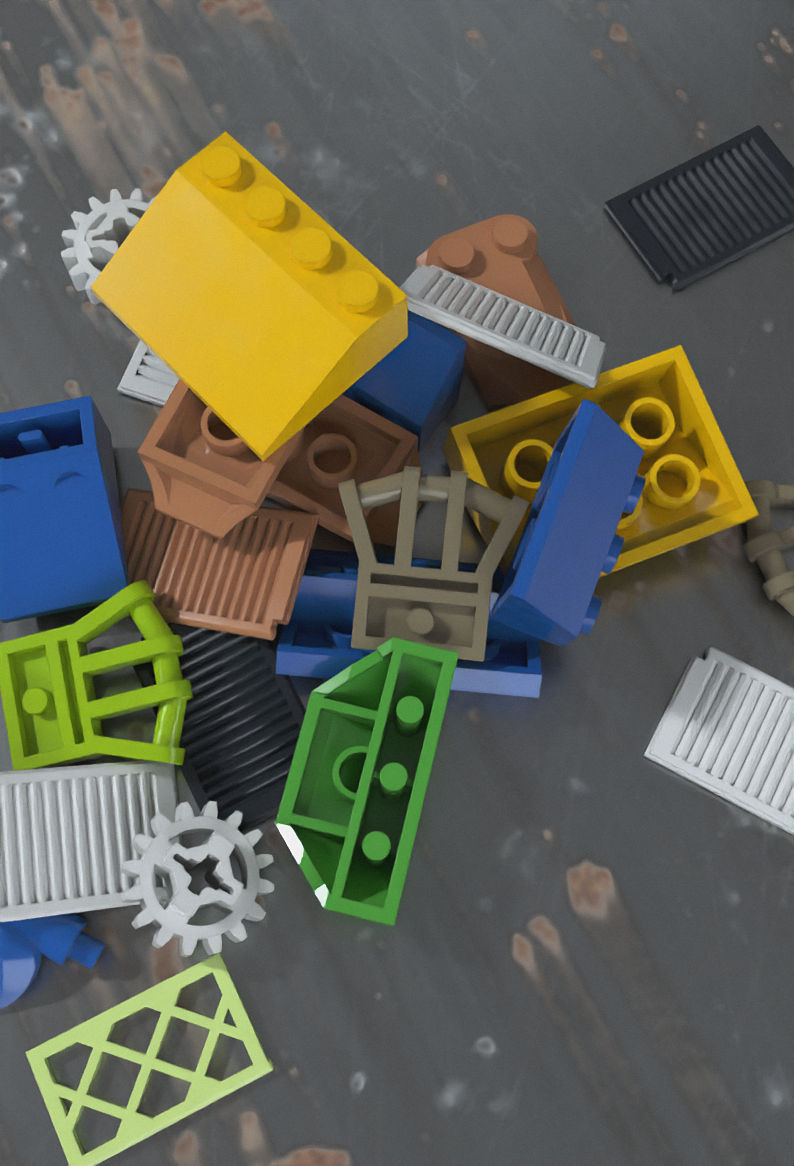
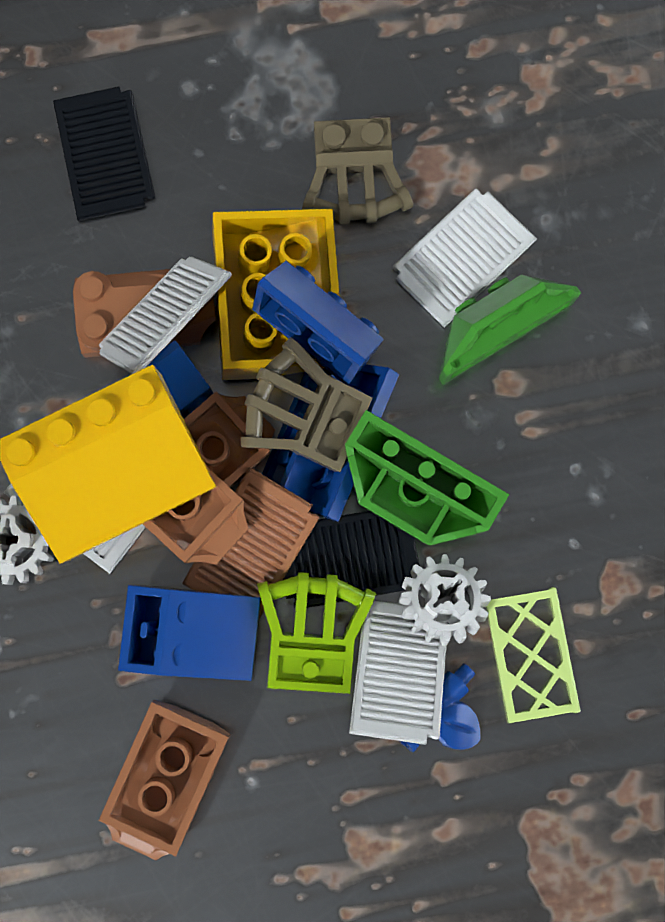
camera: 70 degrees left, 10 degrees up
(690, 837) = (501, 318): none -> bright green wedge

